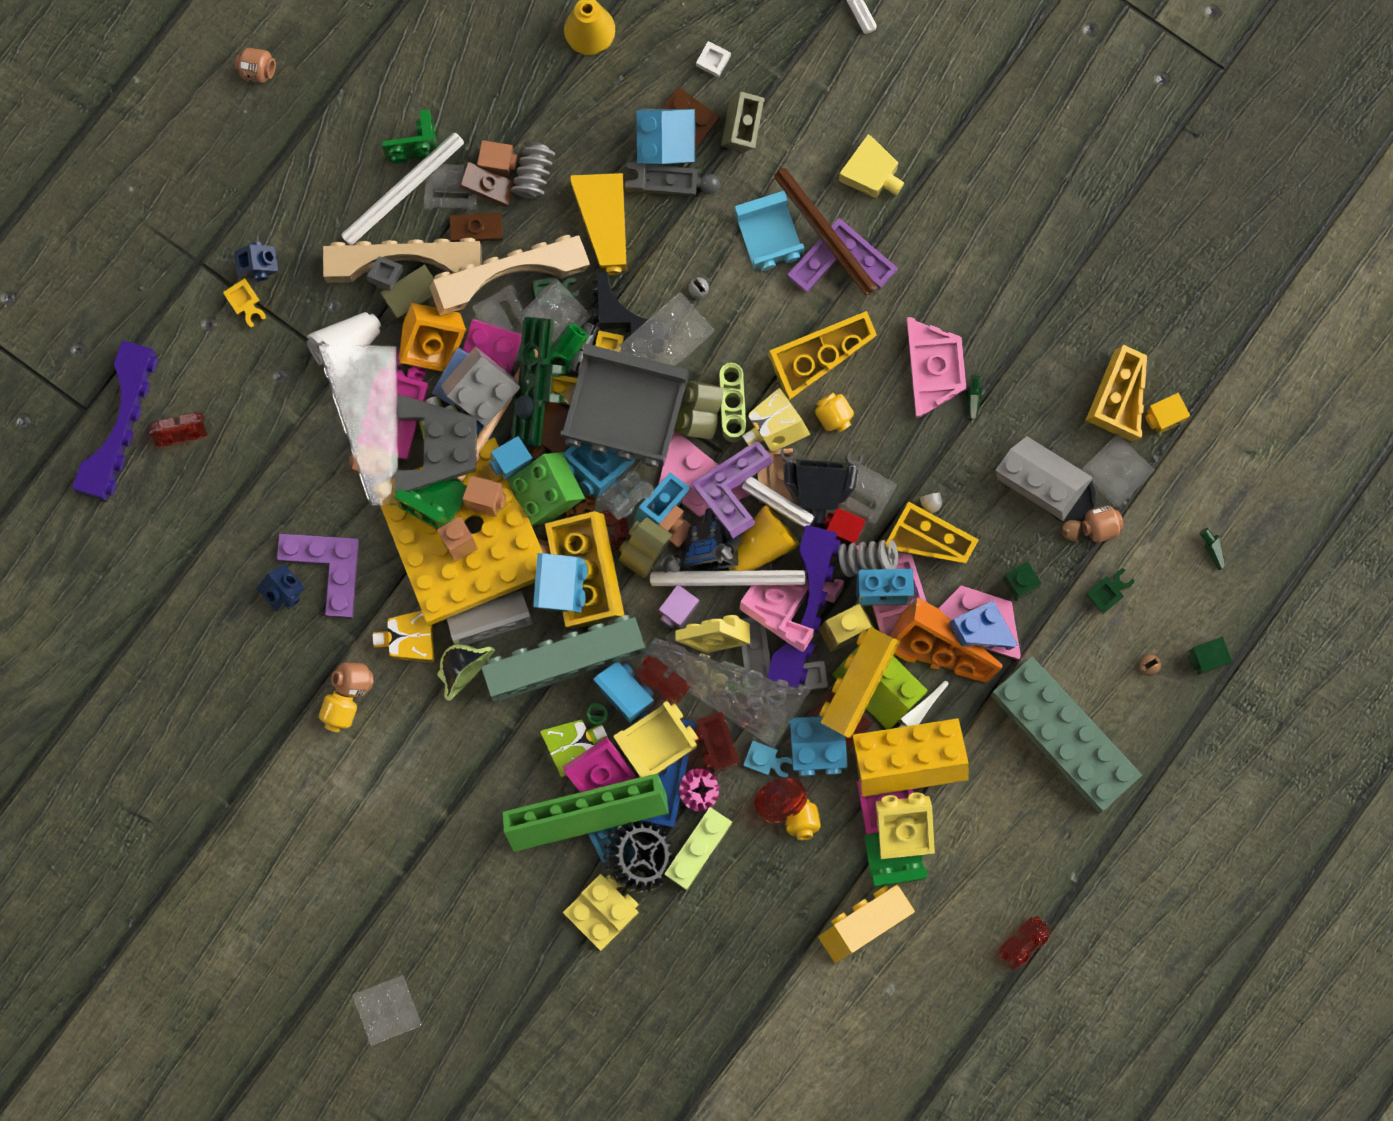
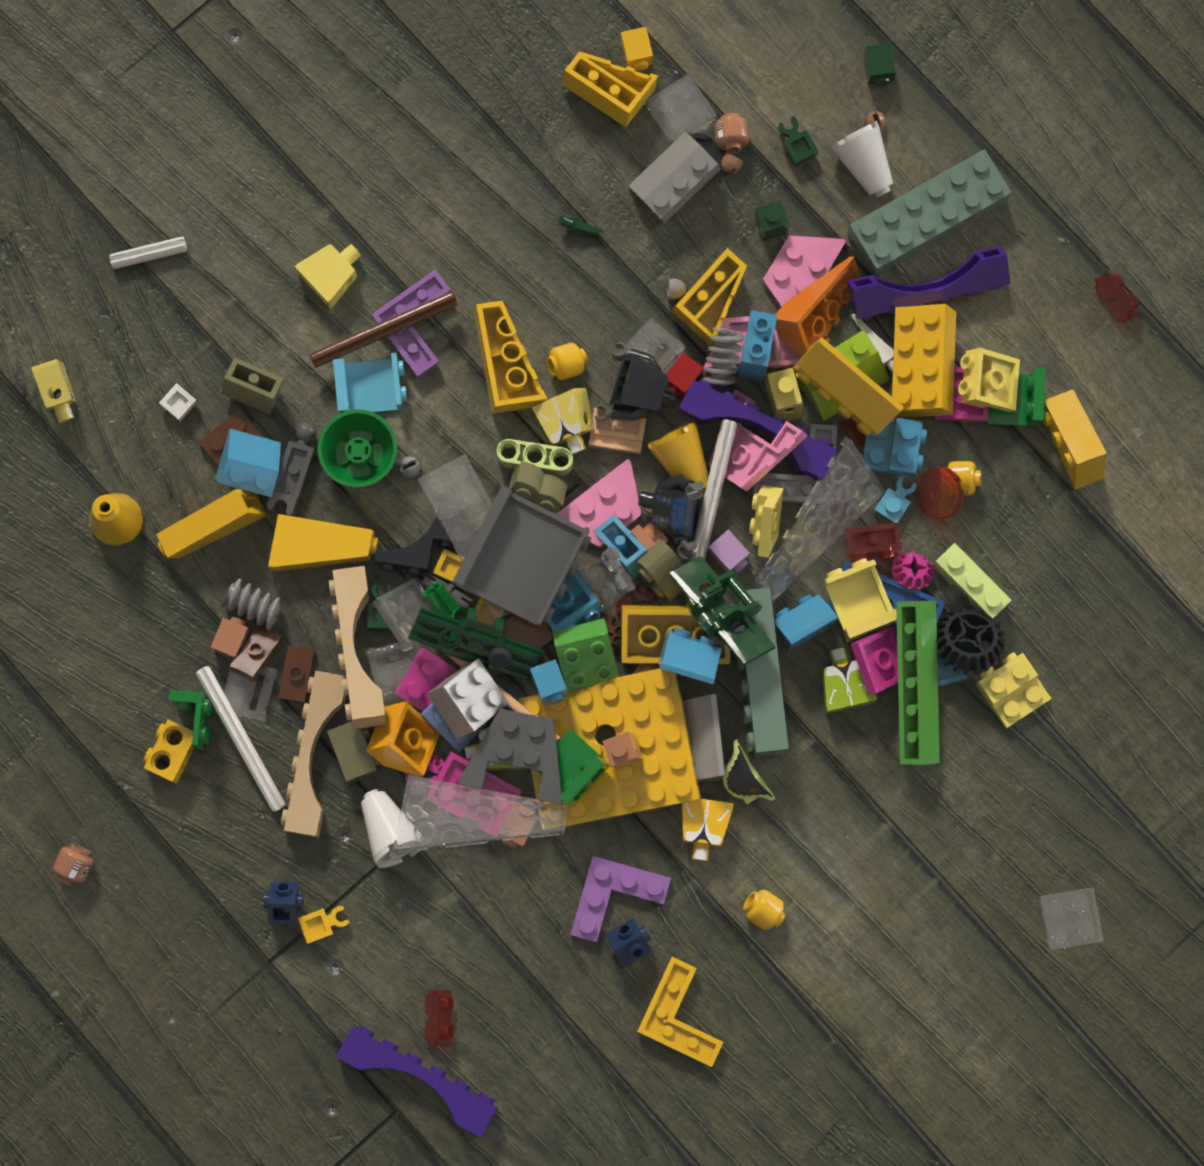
camera: 80 degrees left, 0 degrees up
(207, 640) = (660, 1021): none -> yellow plate
(352, 679) = (736, 888): nougat head -> none
(381, 121) = (178, 754): none -> yellow brick
(384, 273) = (327, 772): dark grey tile -> none
(484, 496) = (583, 715): nougat brick -> none
(597, 718) = (822, 654): green hinge -> none
(601, 115) = (211, 523): none -> yellow slope
(605, 598) = (714, 614): none -> dark green piece
(653, 676) = (809, 577): clear red hinge -> none
(705, 219) = (347, 438): none -> green piece
(717, 485) = (621, 488): medium lavender plate -> none
(777, 502) = (647, 433): white axle -> none
(935, 366) = (540, 256): bright pink wing -> none
(968, 700) = (980, 272): none -> dark purple arch
(983, 628) = (813, 264): wing -> none
(1106, 661) = (866, 158): none -> white cone
(1213, 547) = (775, 37): dark green bar -> none

